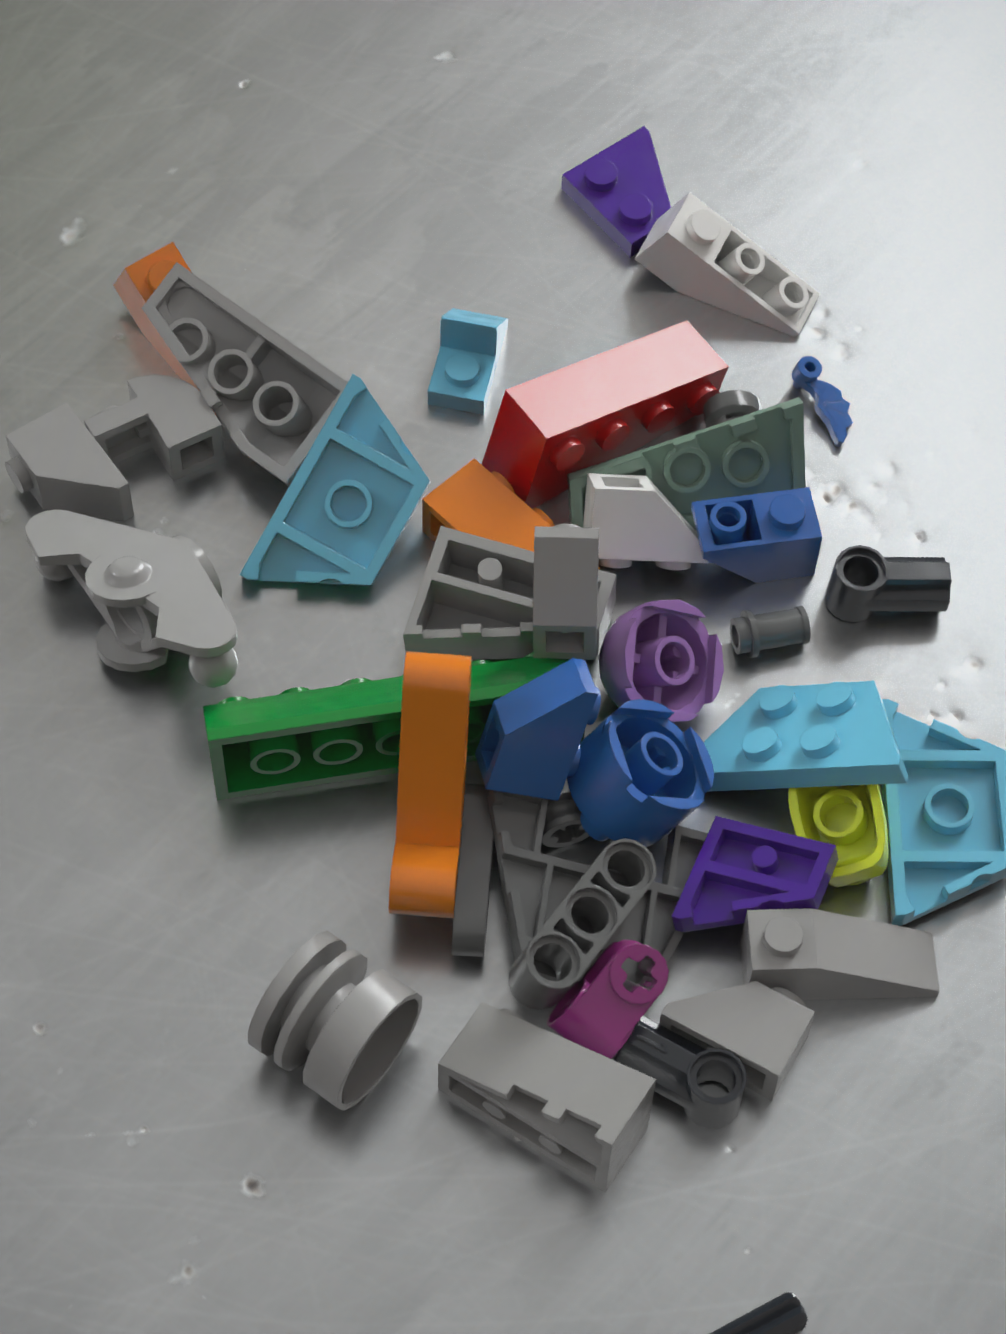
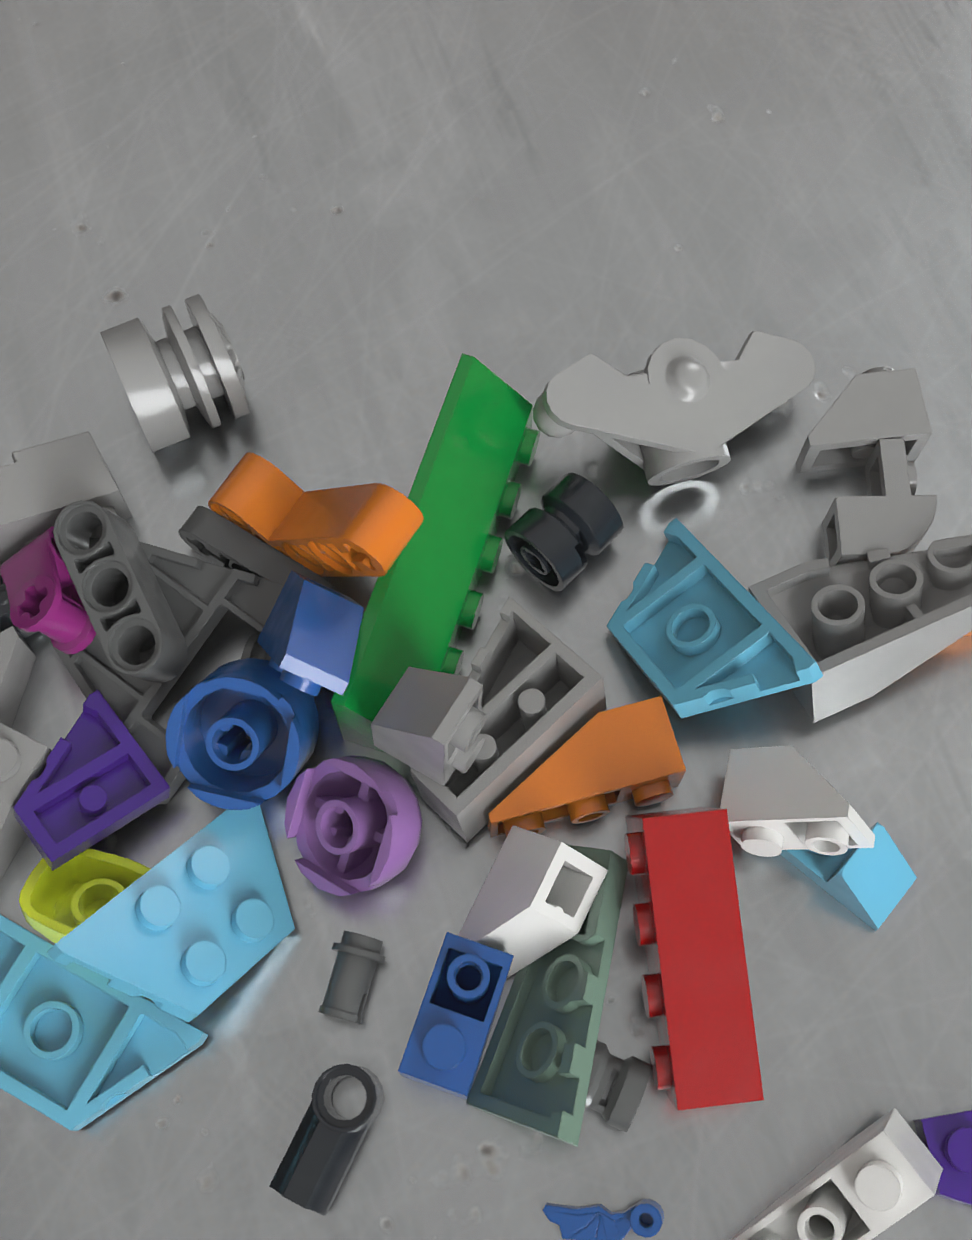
camera: 120 degrees right, 10 degrees up
(297, 639) = (572, 523): none -> black wheel
(456, 382) = (786, 804): none -> white slope

